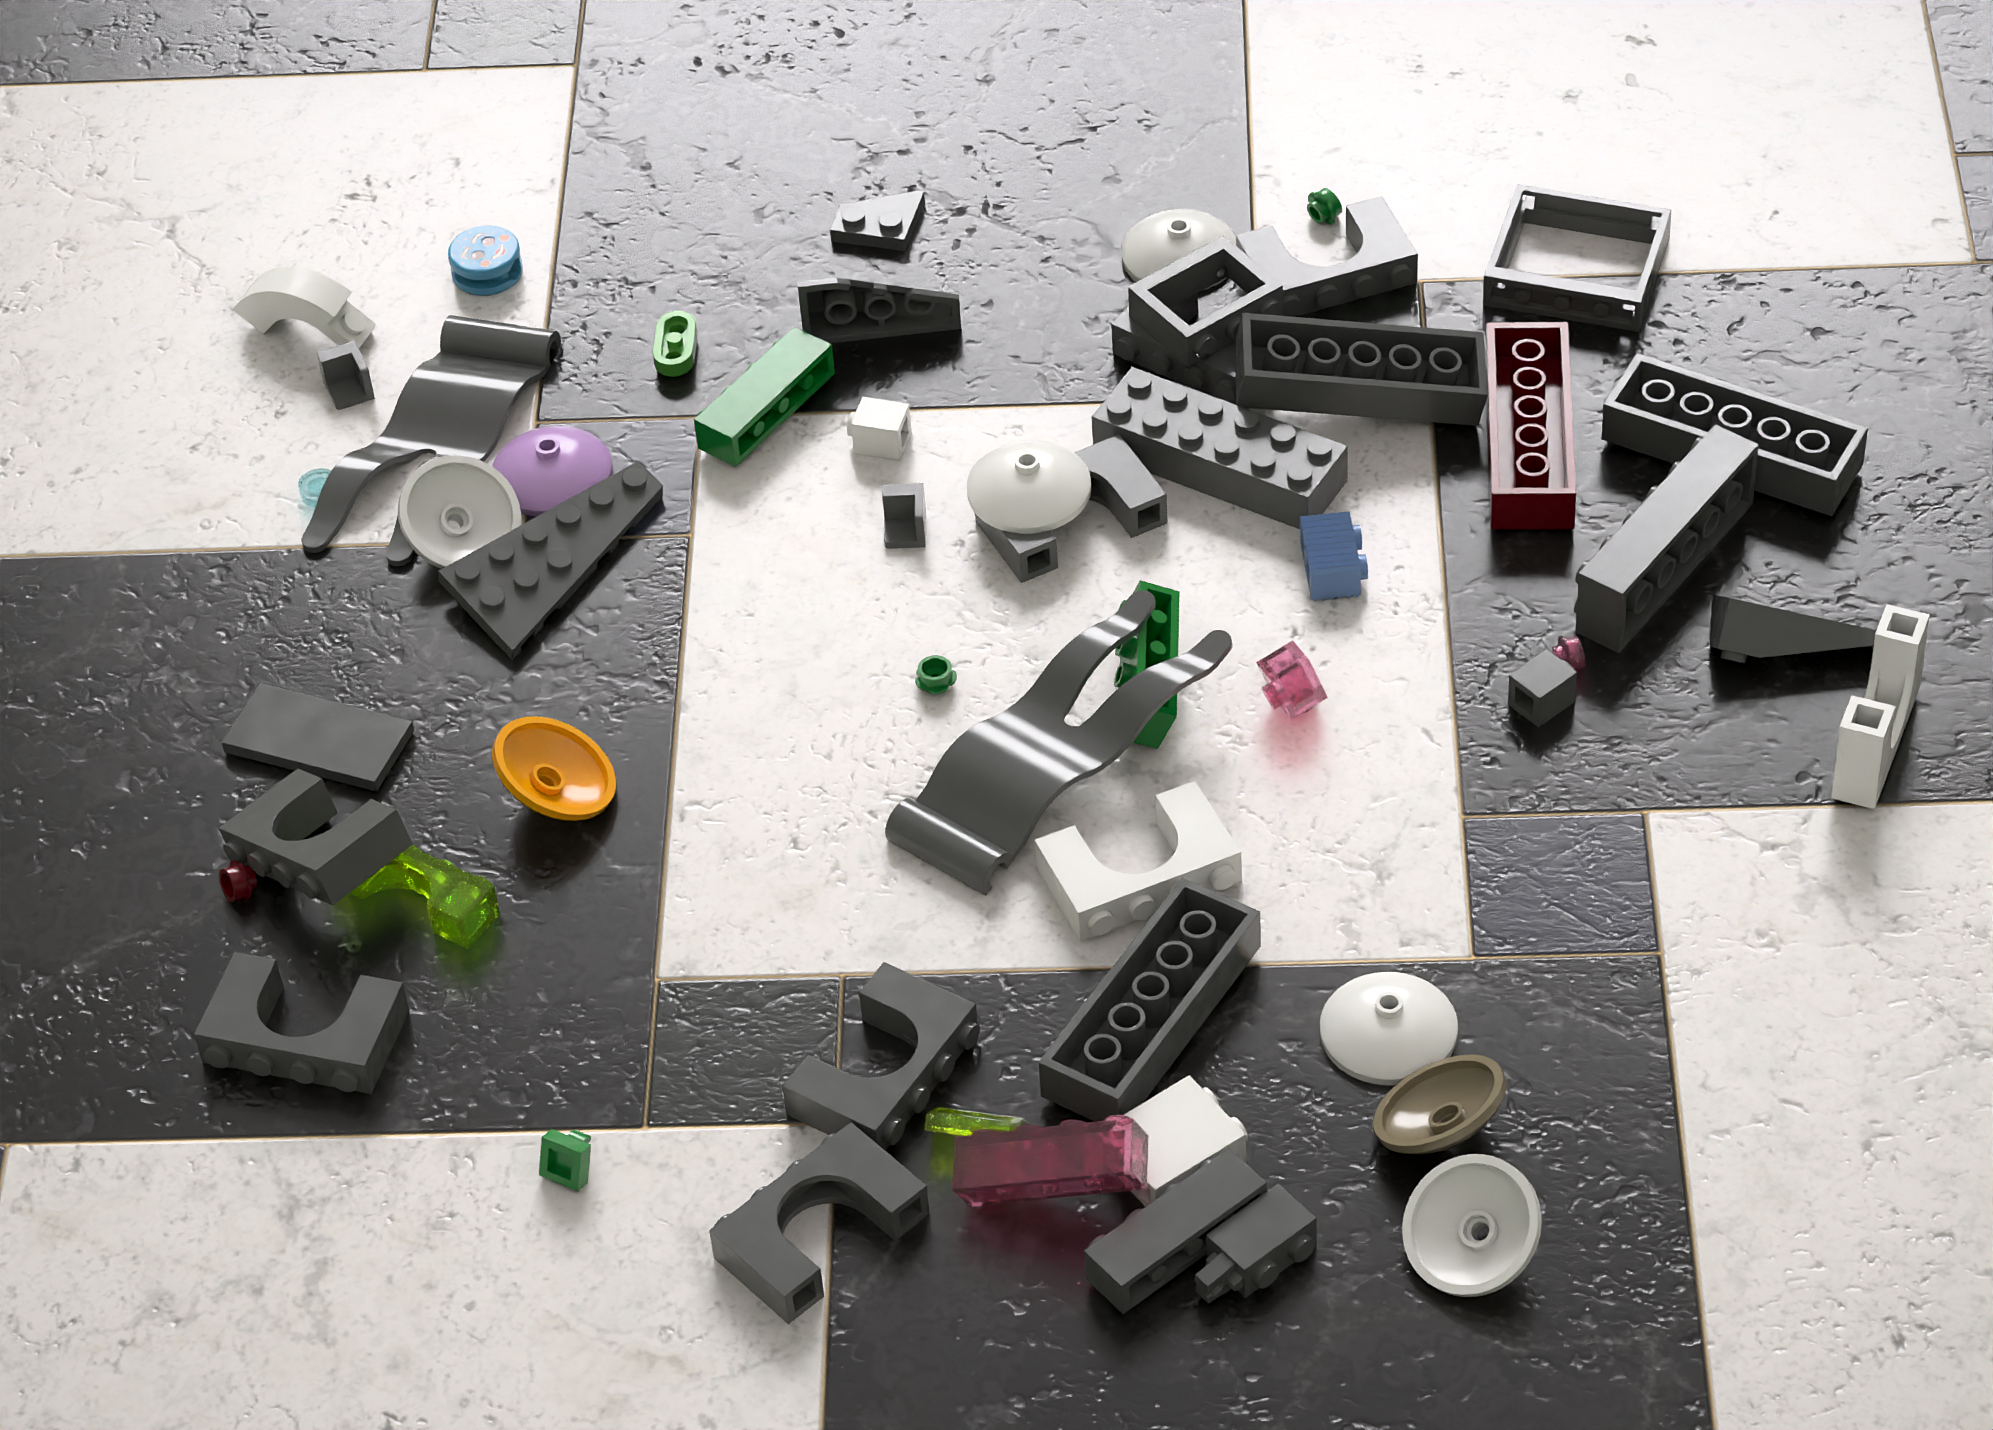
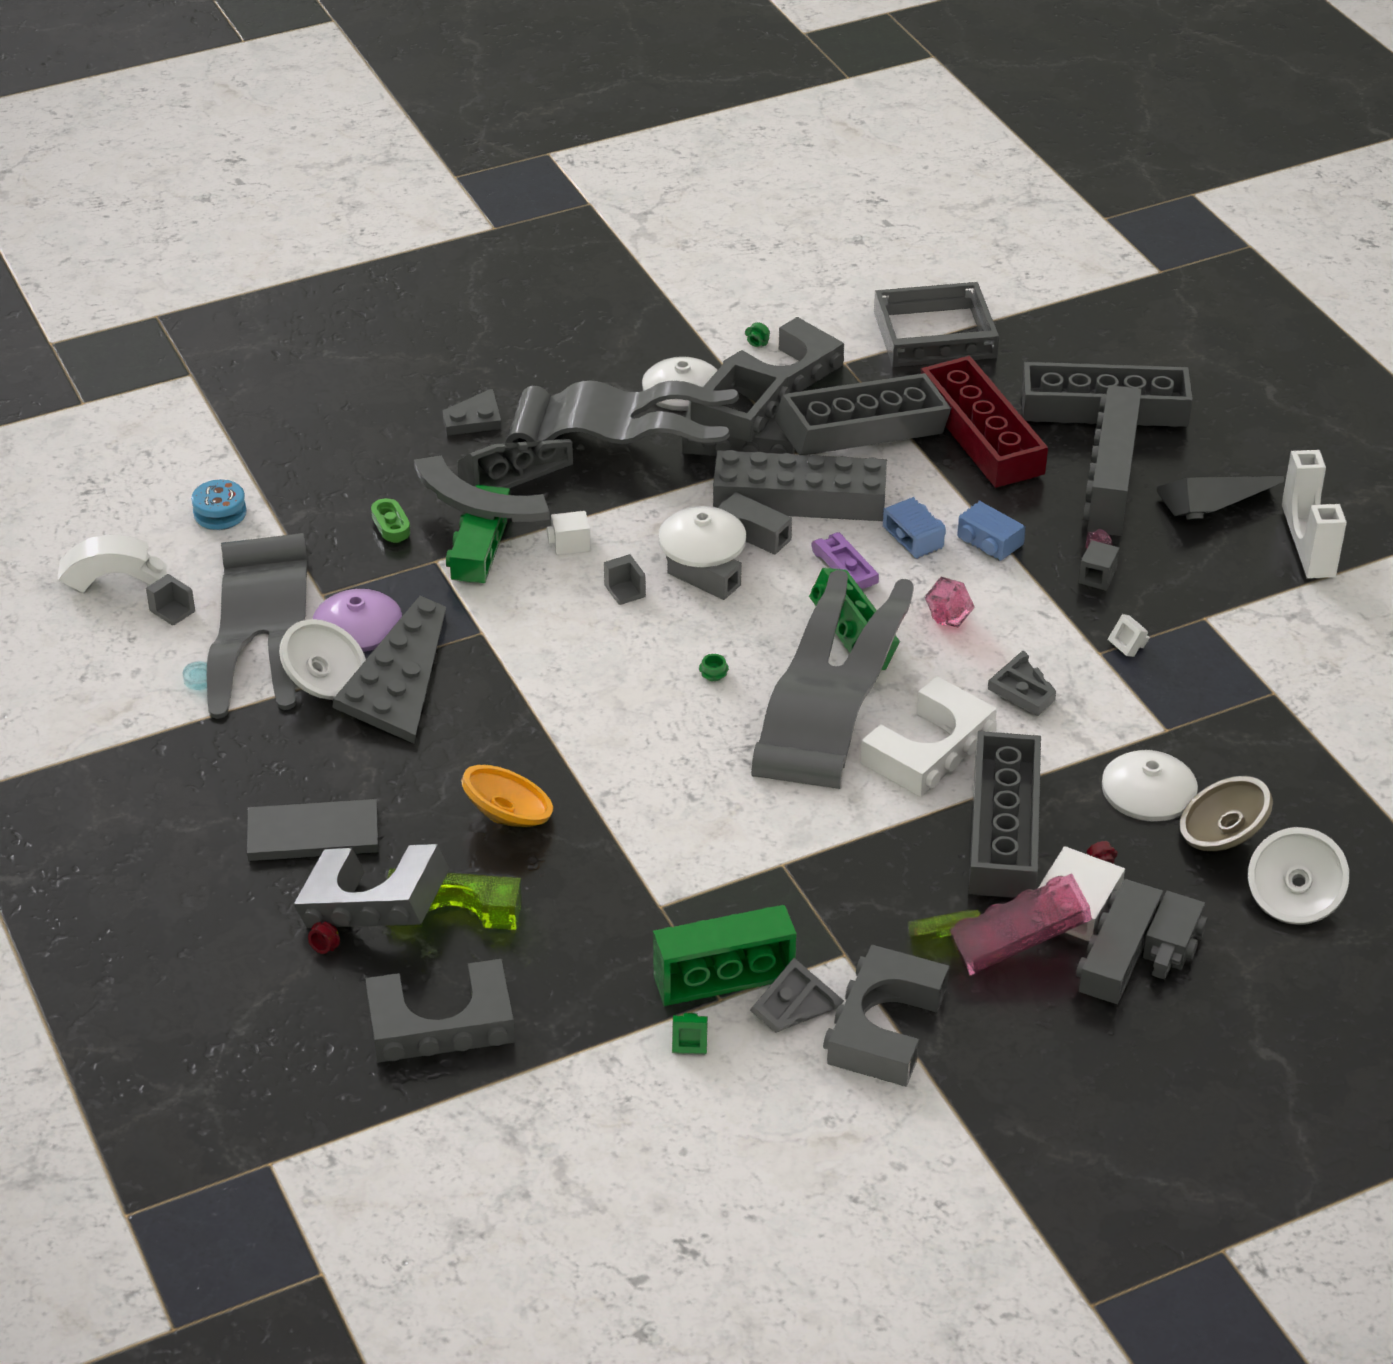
camera: 30 degrees left, 5 degrees down
(663, 1071) = (722, 954): none -> green brick
(719, 1158) = (794, 998): none -> dark grey wing
(774, 351) = (475, 501): none -> dark grey tile
(912, 1009) = (868, 872): dark grey arch -> none
(1019, 265) = (608, 412): none -> dark grey flag
(1207, 578) = (842, 555): none -> medium lavender plate
(1243, 1103) = (1103, 851): none -> dark red plate
(1316, 828) = (1023, 685): none -> dark grey wing
(1430, 591) = (990, 530): none -> medium blue brick
(1509, 805) = (1128, 635): none -> white tile

